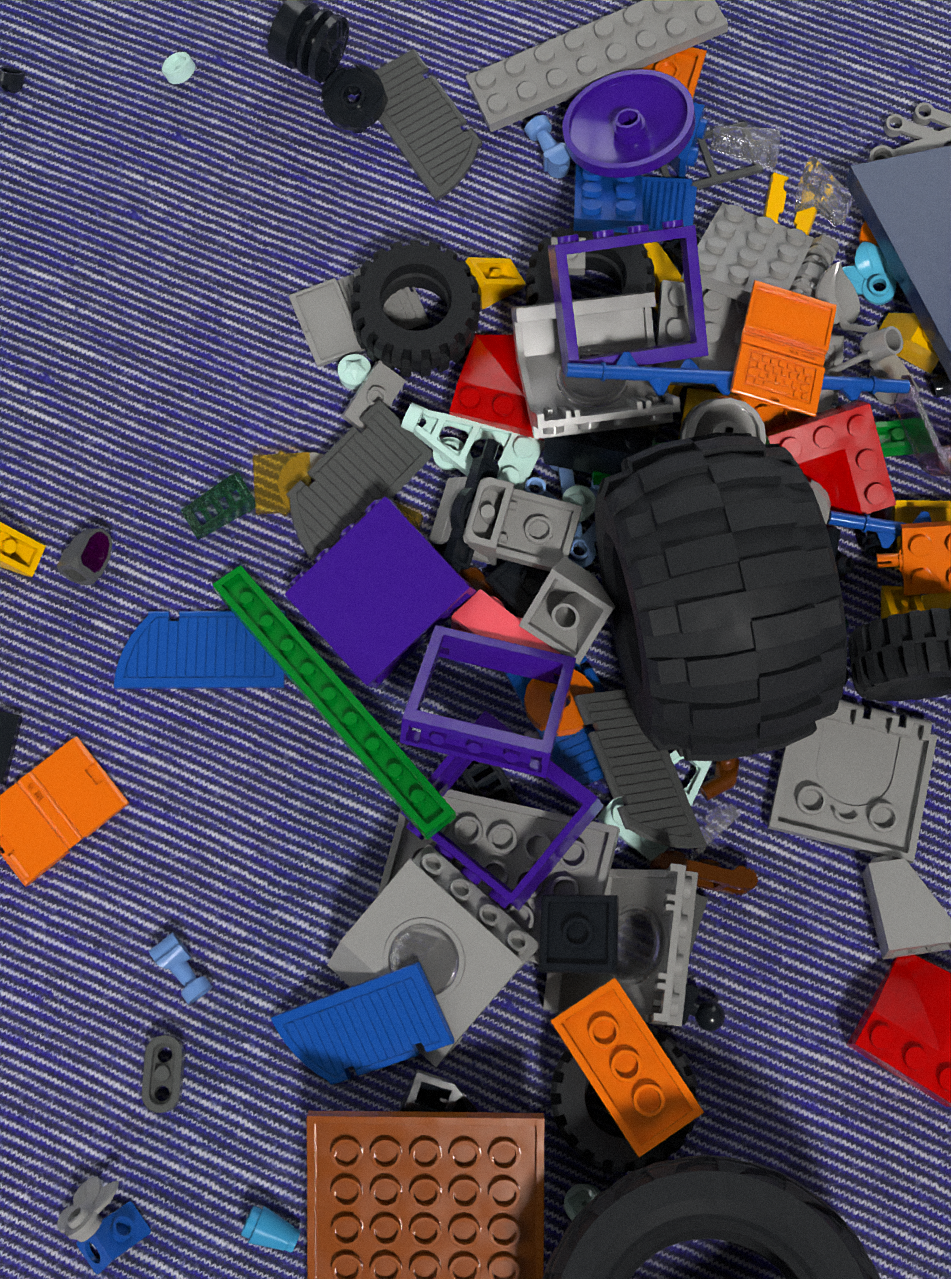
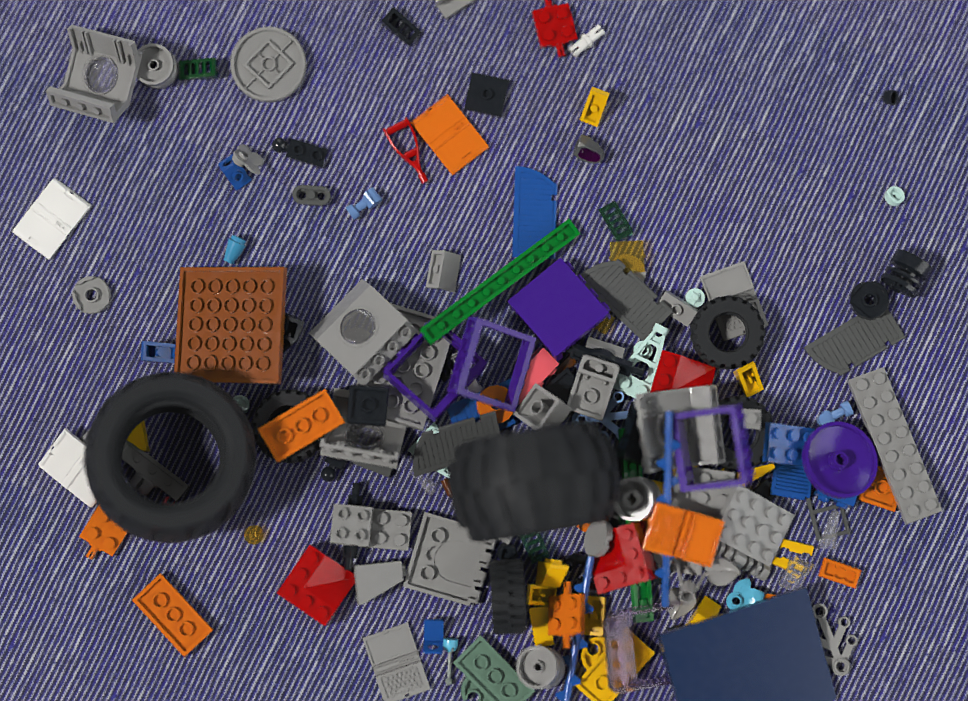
camera: 90 degrees right, 10 degrees up
(75, 1099) = (301, 151): none -> black plate
(85, 882) = (409, 154): none -> red piece
(310, 811) = (443, 270): none -> light grey panel
(366, 1025) = (329, 297): blue piece -> none
(581, 496) = (609, 421): light aqua tile -> none
(710, 873) = (400, 475): reddish brown hinge -> none
(809, 931) = (368, 527): none -> light grey piece
(814, 130) = (839, 573): none -> orange plate
(839, 1162) = (254, 534): none -> clear yellow tile
(864, 589) = (550, 573): none -> yellow slope

